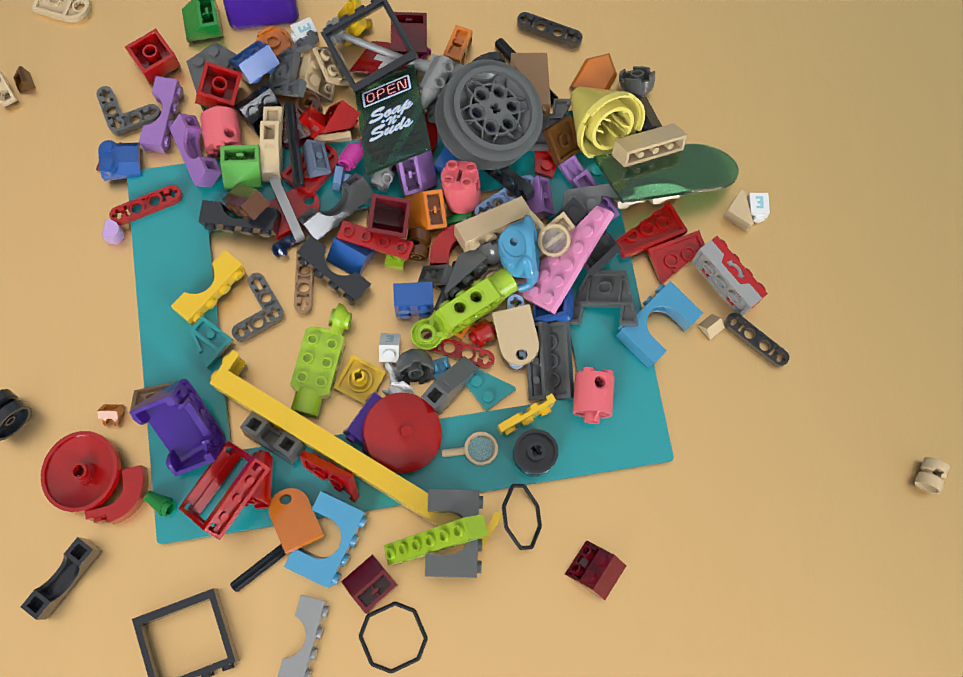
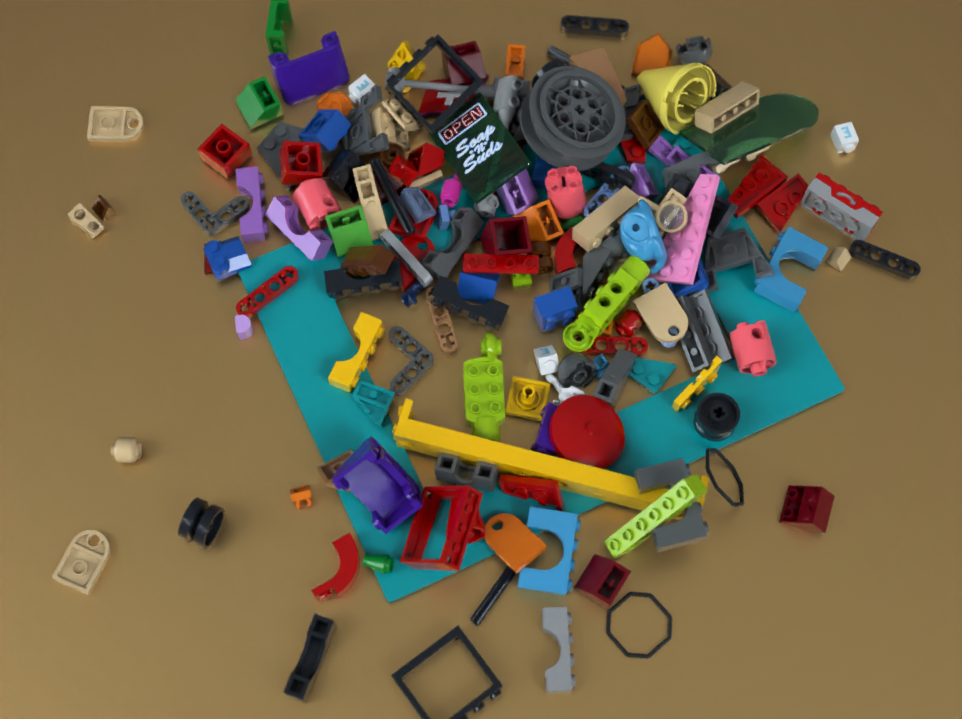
camera: 10 degrees left, 5 degrees down
(80, 472) = (293, 555): red dish -> none
(479, 449) = (661, 429): piece -> none
(739, 212) = (830, 147): tan slope -> none

